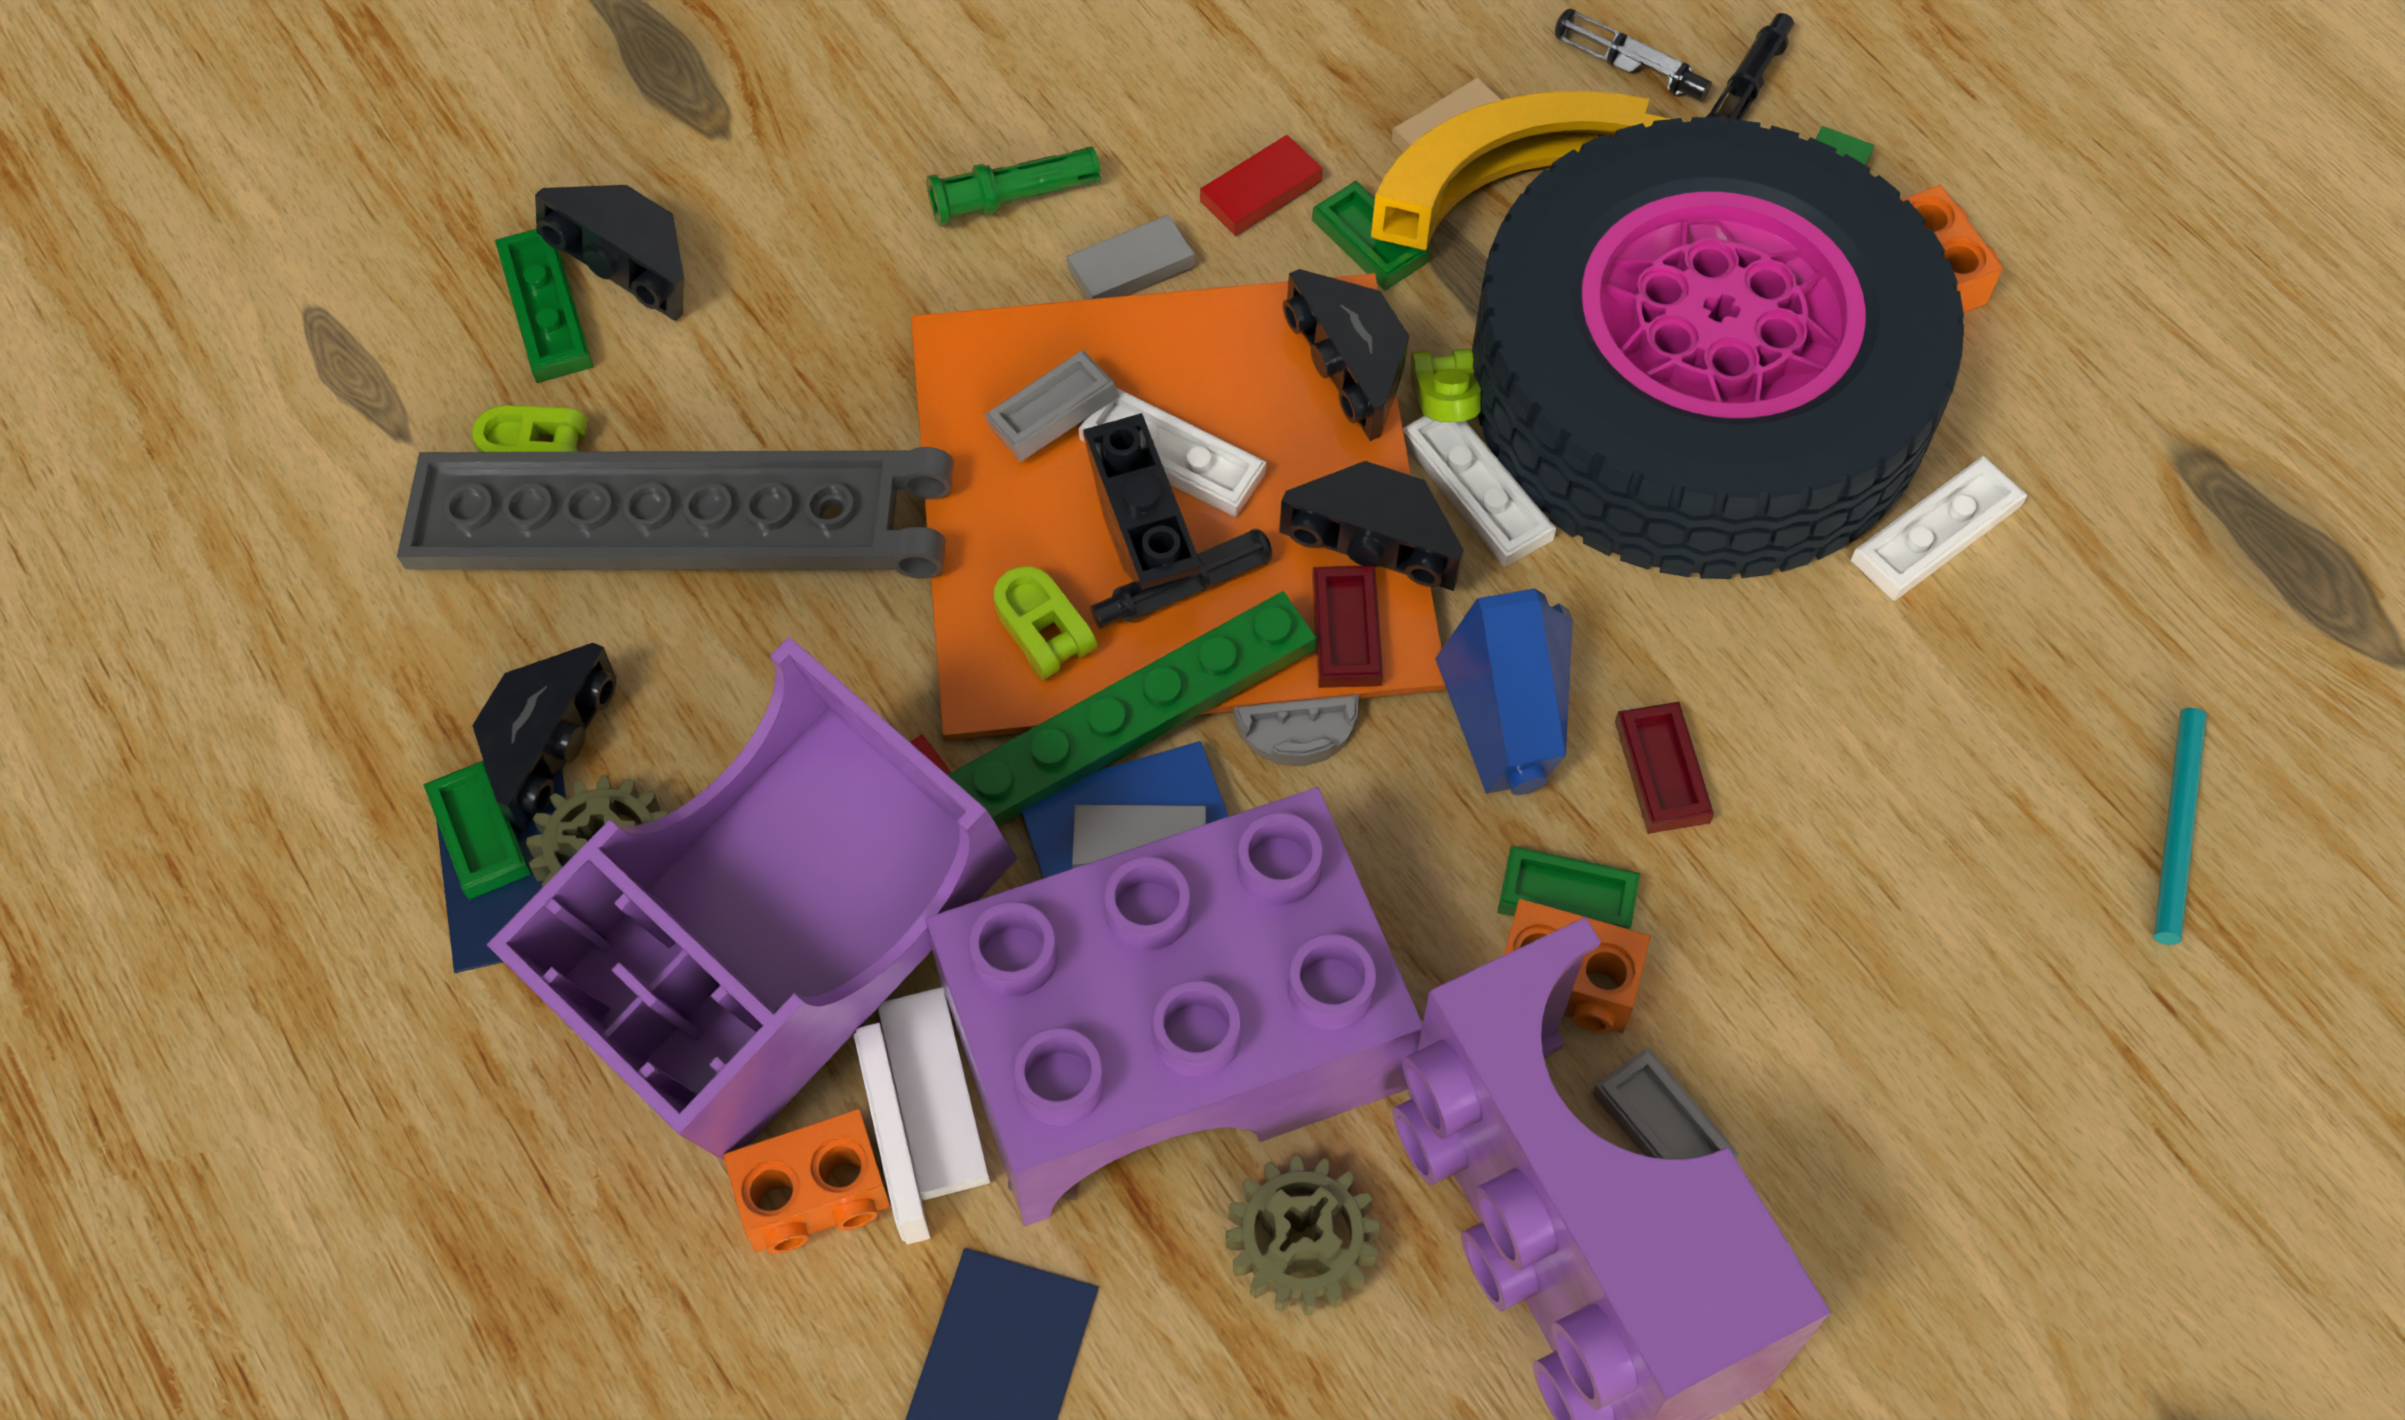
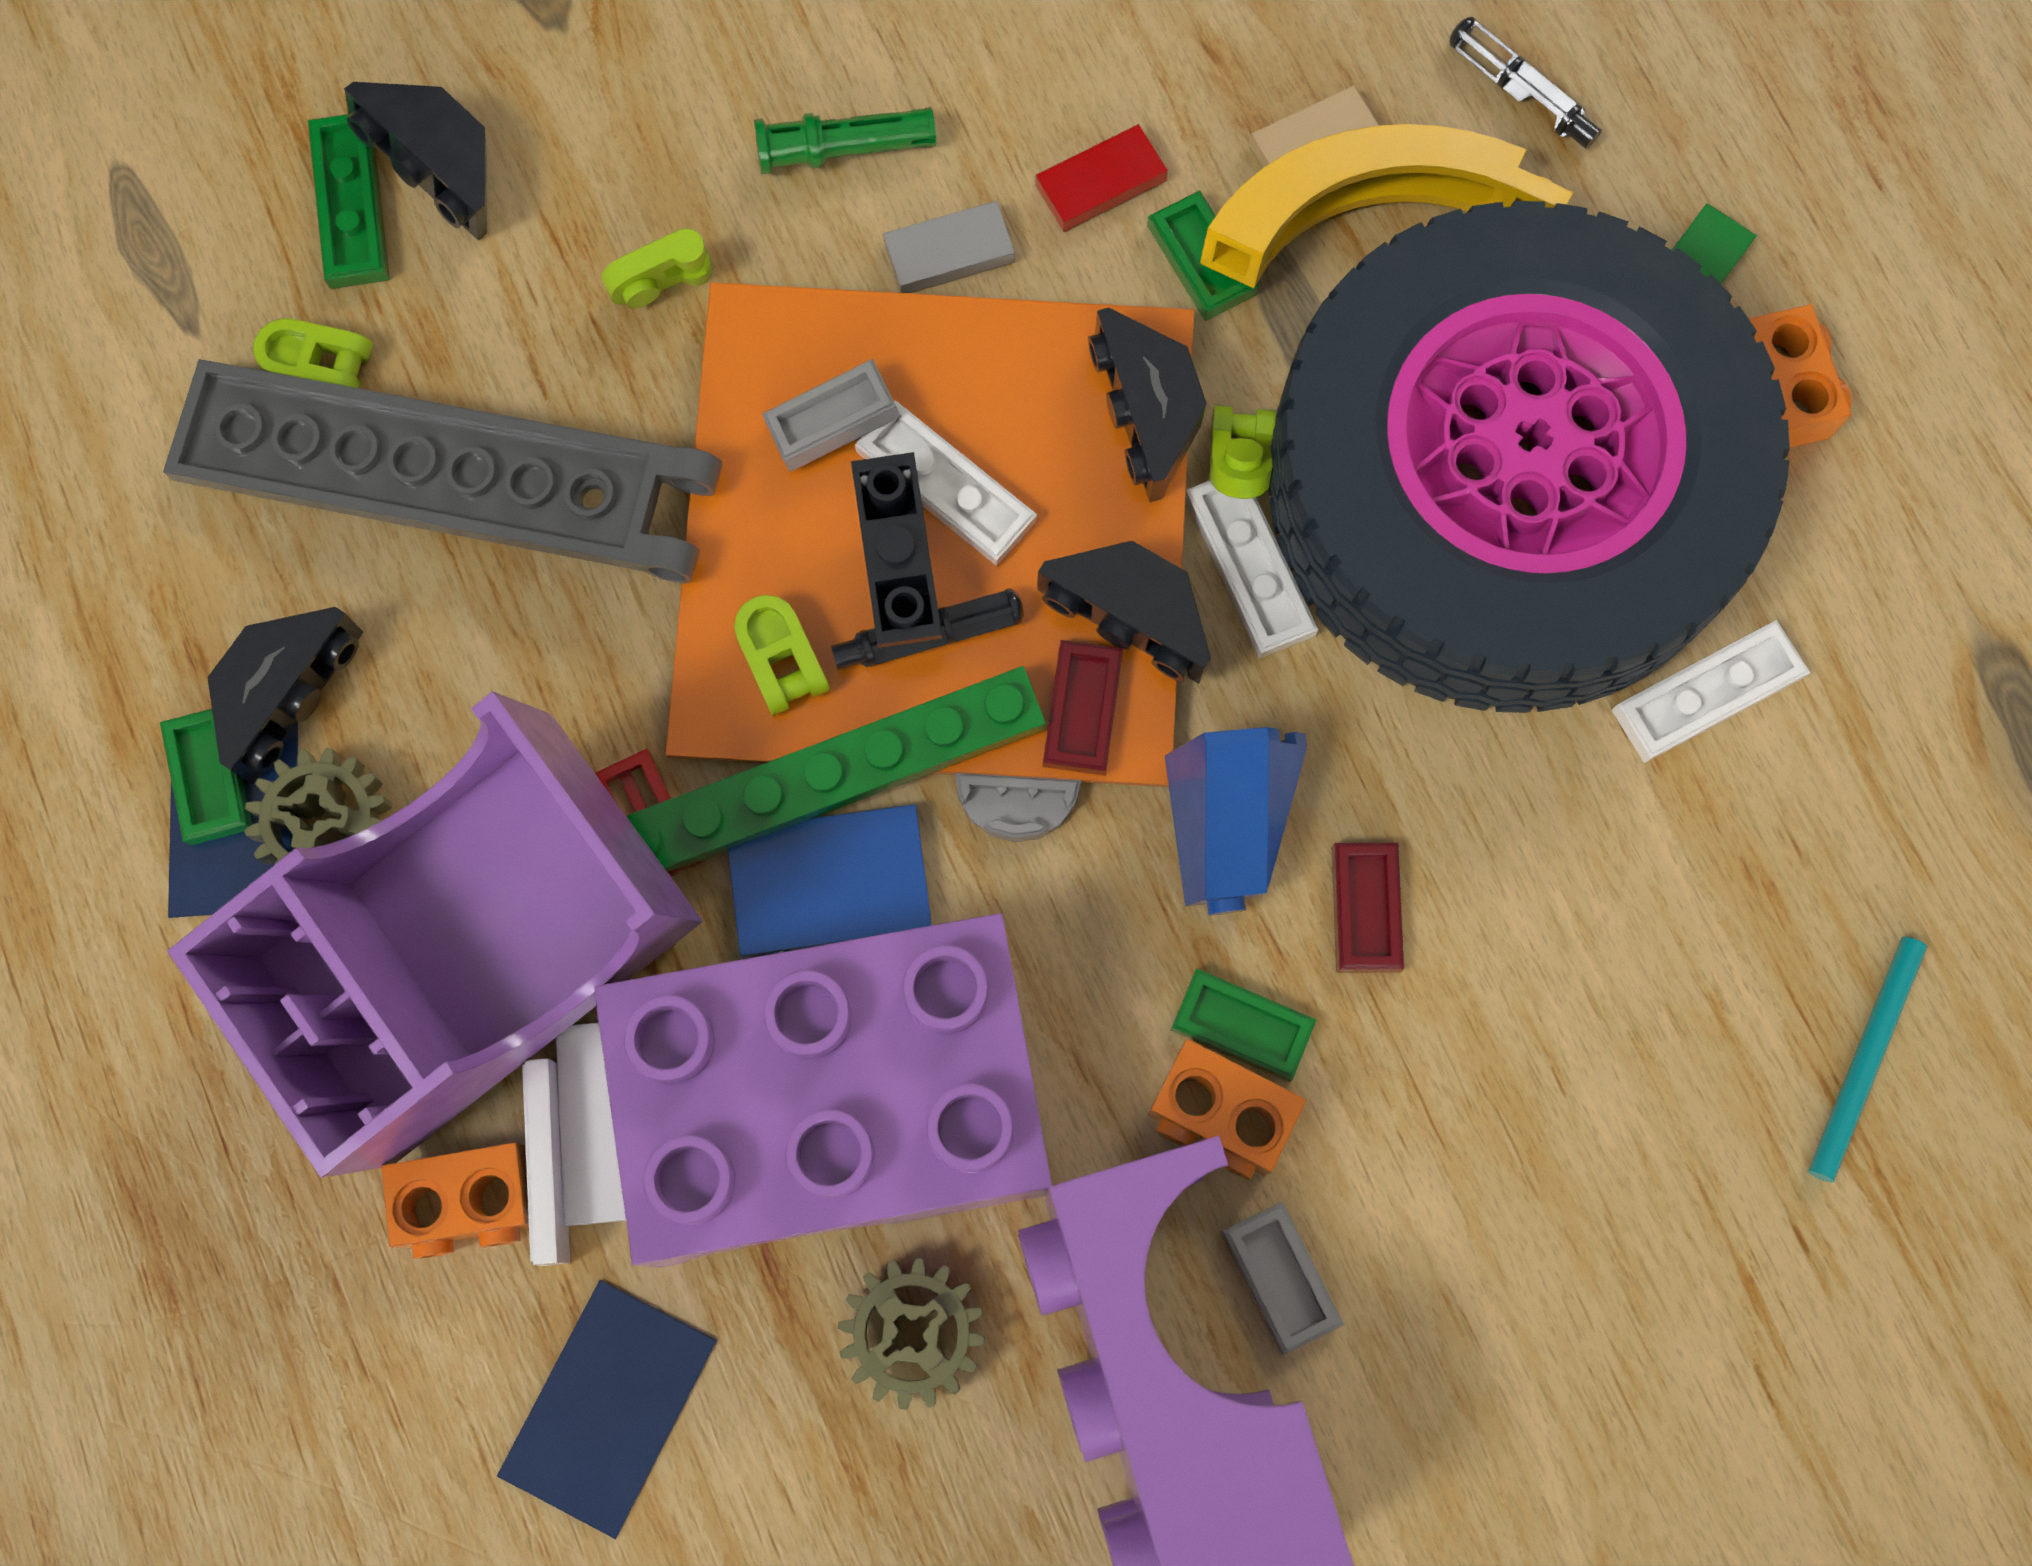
camera: 10 degrees right, 15 degrees up
(857, 312) = (646, 271): none -> lime plate
(1118, 828) = (831, 902): light grey tile -> none
(1747, 80) = (1643, 130): black piece -> none

